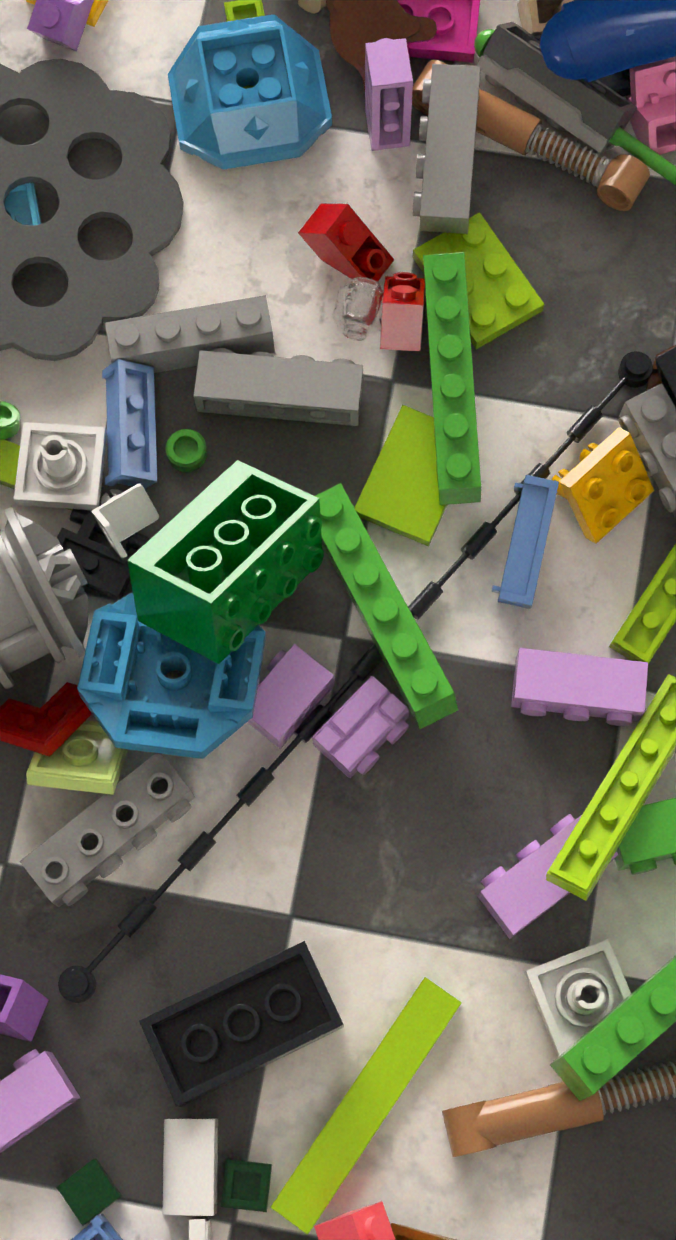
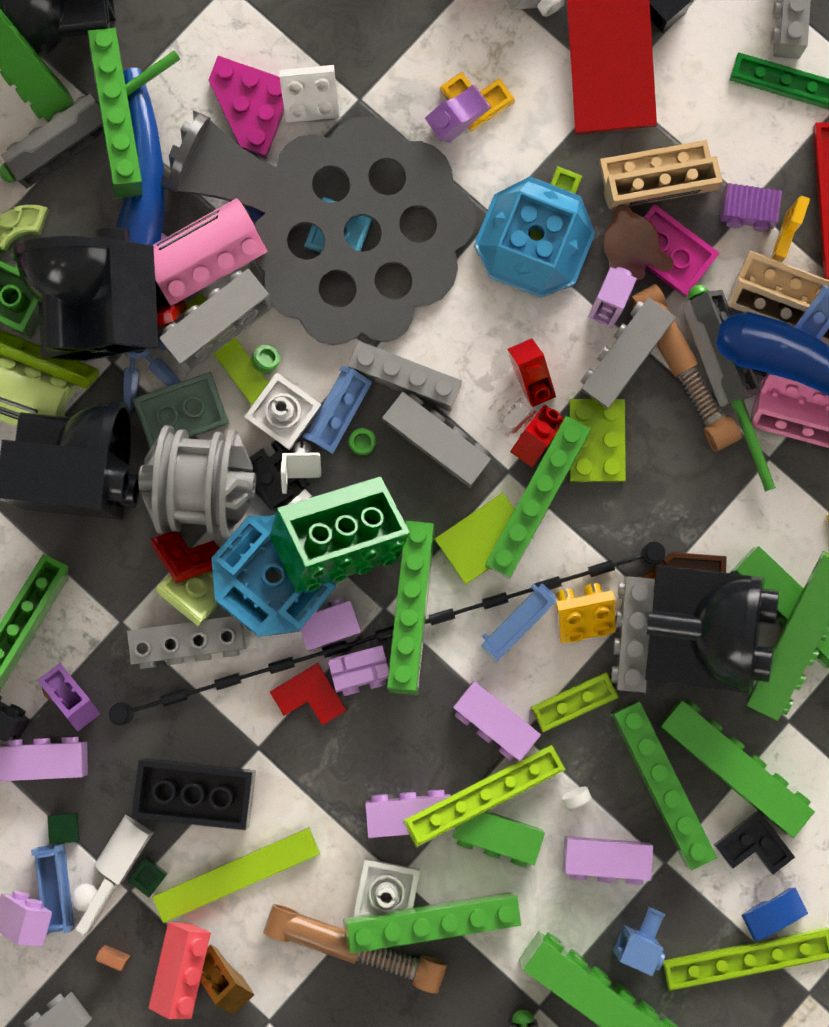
camera: 30 degrees right, 10 degrees up
(315, 791) = (309, 687): none -> red tile

